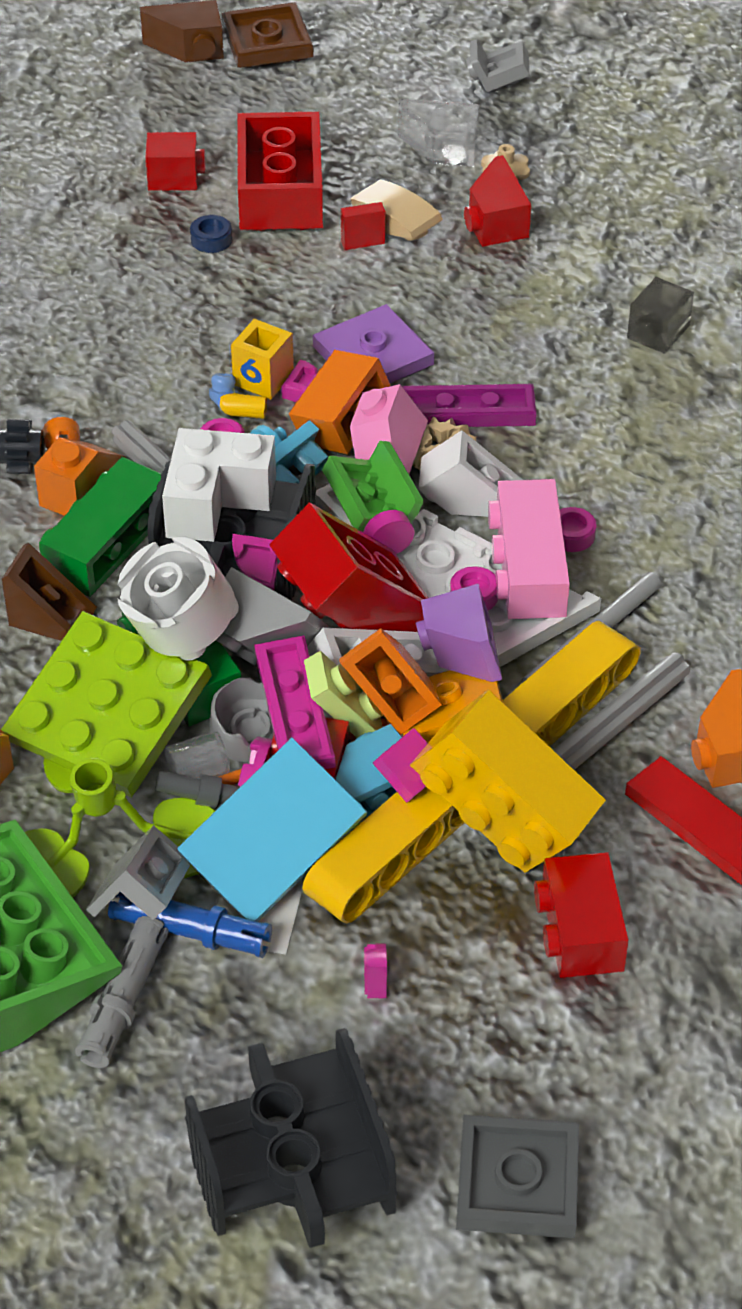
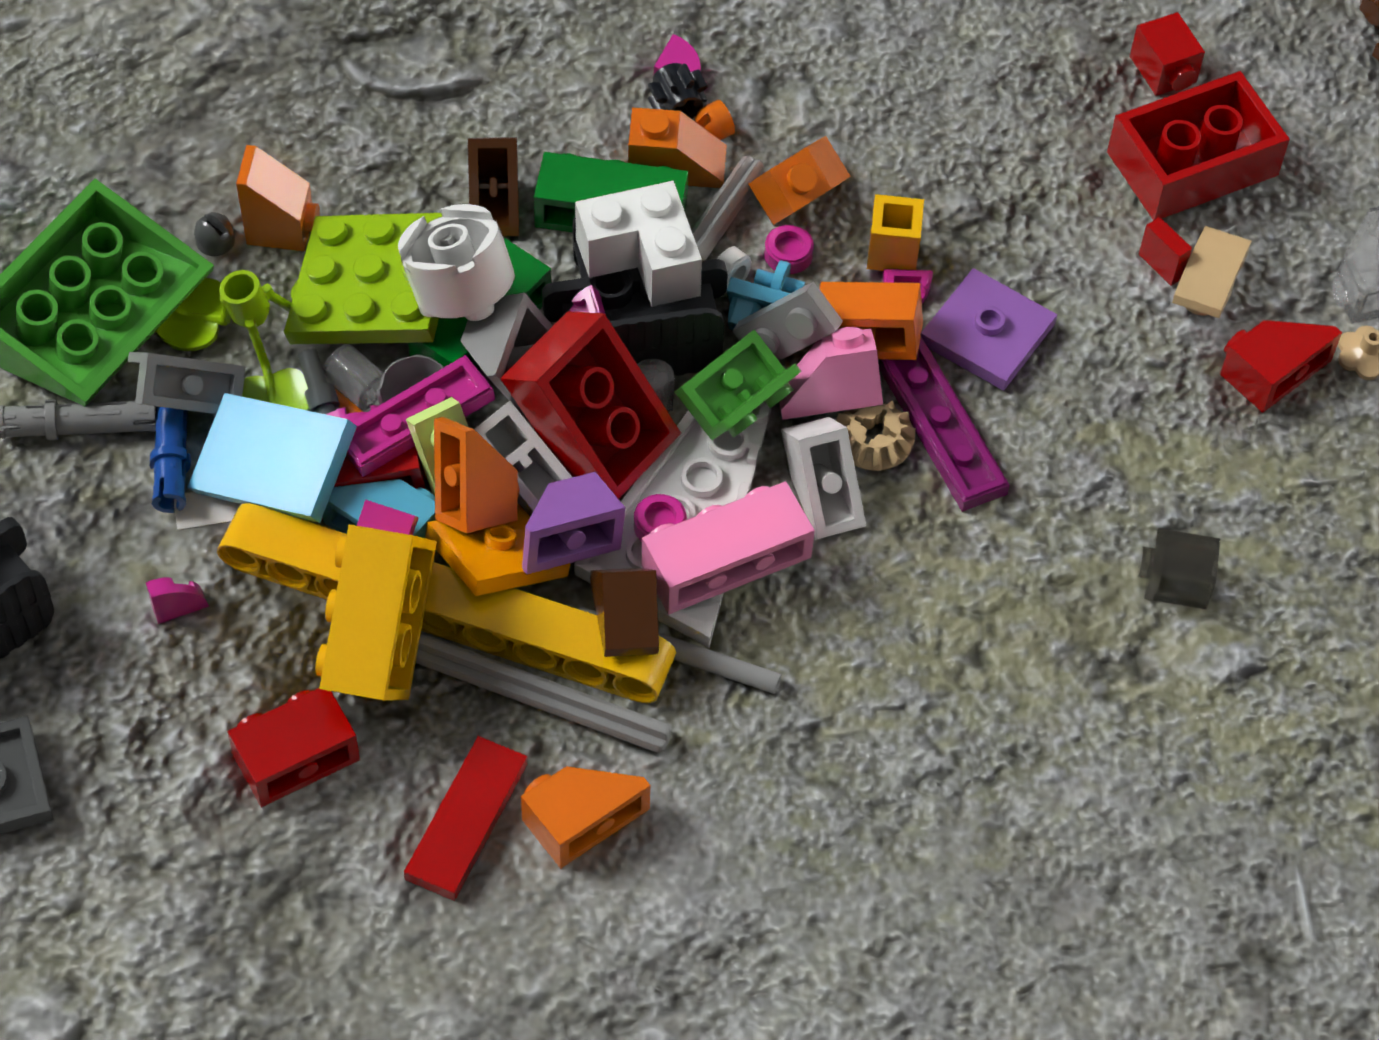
camera: 65 degrees right, 10 degrees up
(167, 400) = (799, 180): none -> orange slope
(211, 233) = (1087, 131): dark blue tile -> none
(234, 403) = (844, 237): yellow arm -> none
(327, 434) = (792, 321): none -> light grey plate
(391, 529) = (690, 418): dark pink tile -> none
(561, 625) = (626, 610): none -> reddish brown slope
(577, 528) = (816, 589): dark pink tile -> none

